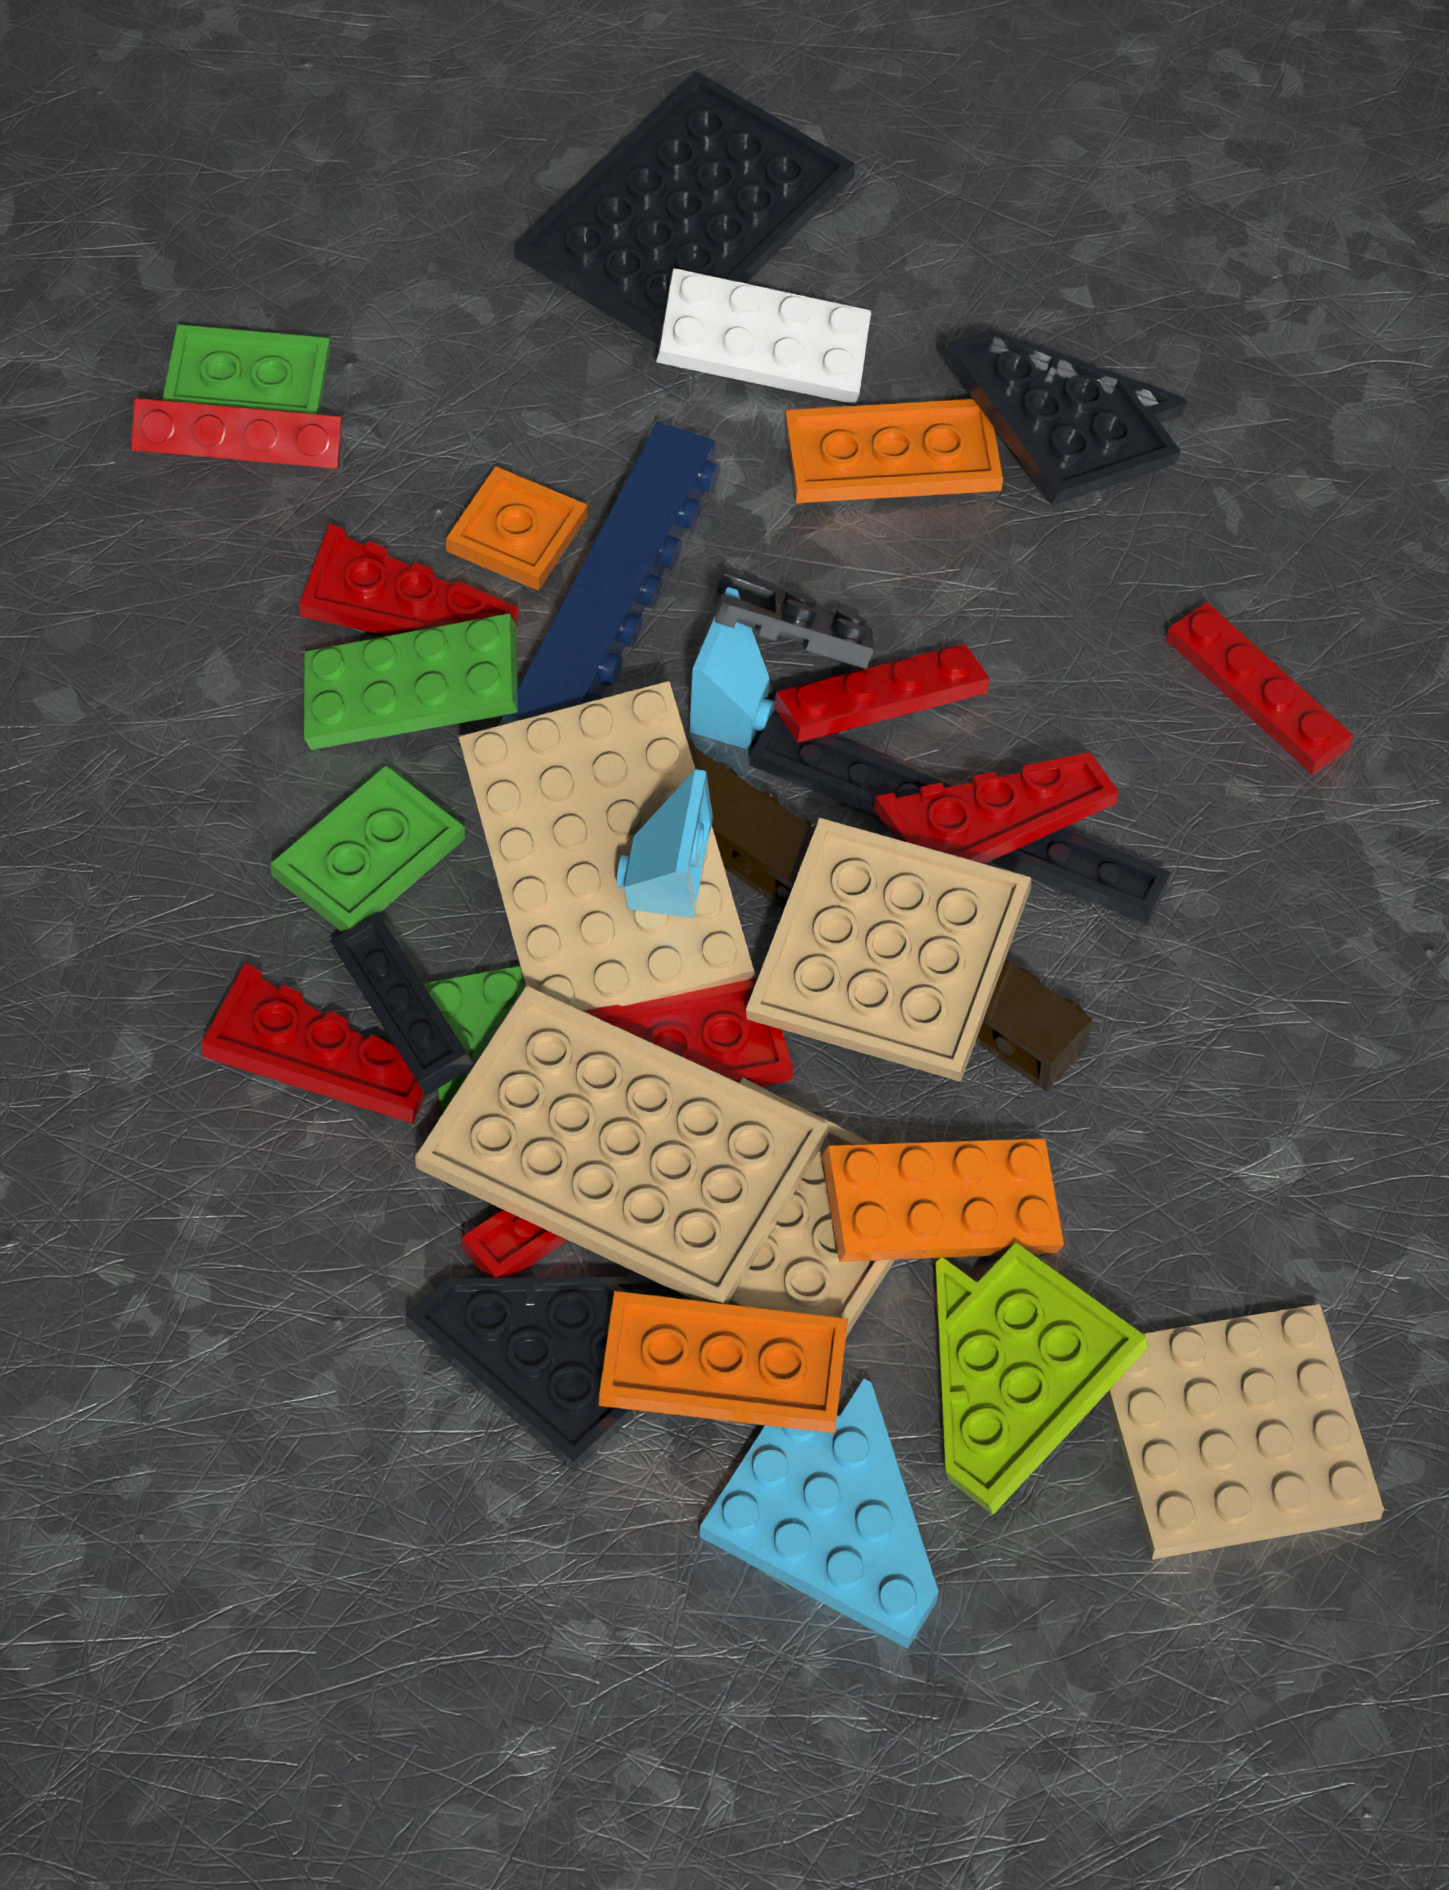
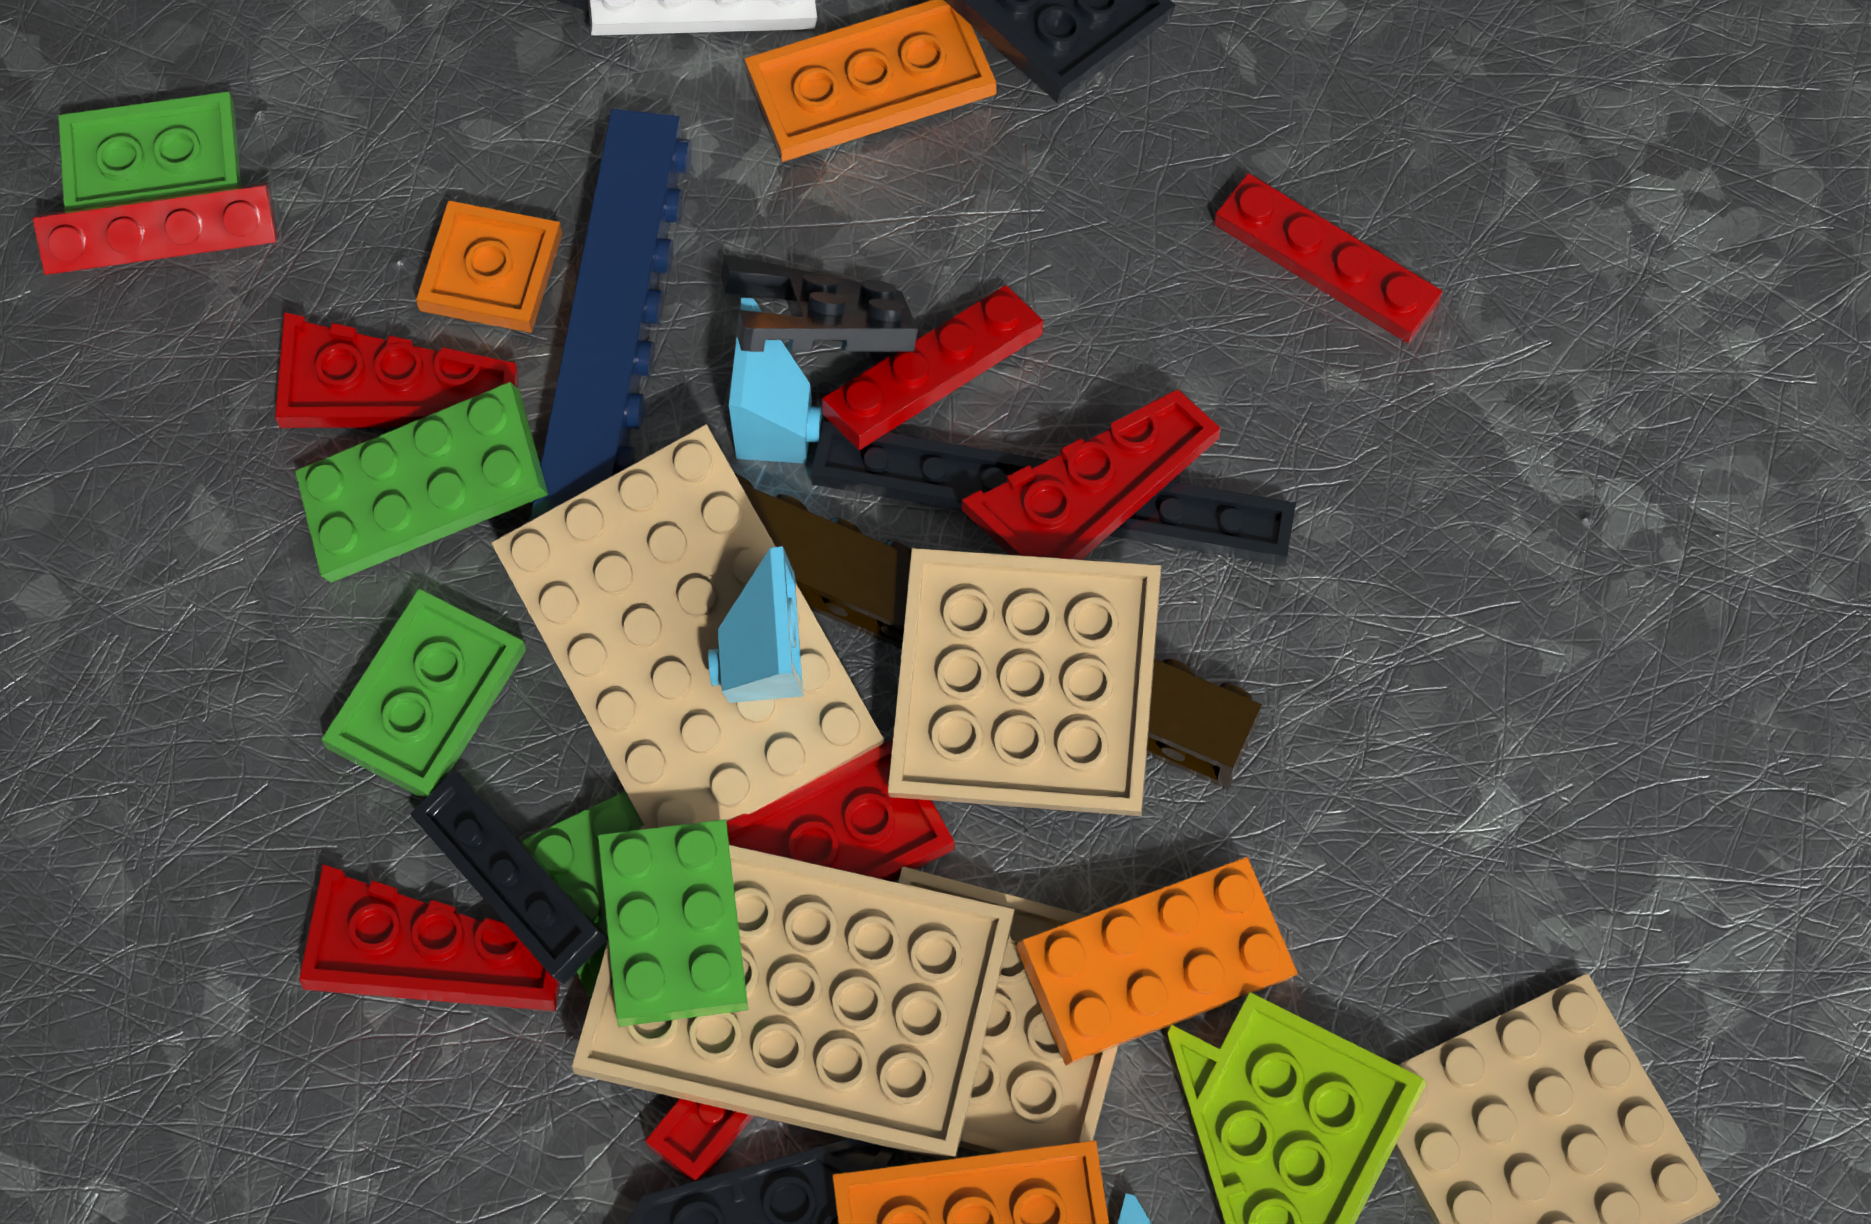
camera: 10 degrees left, 10 degrees up
(532, 1064) = (672, 923): none -> bright green plate

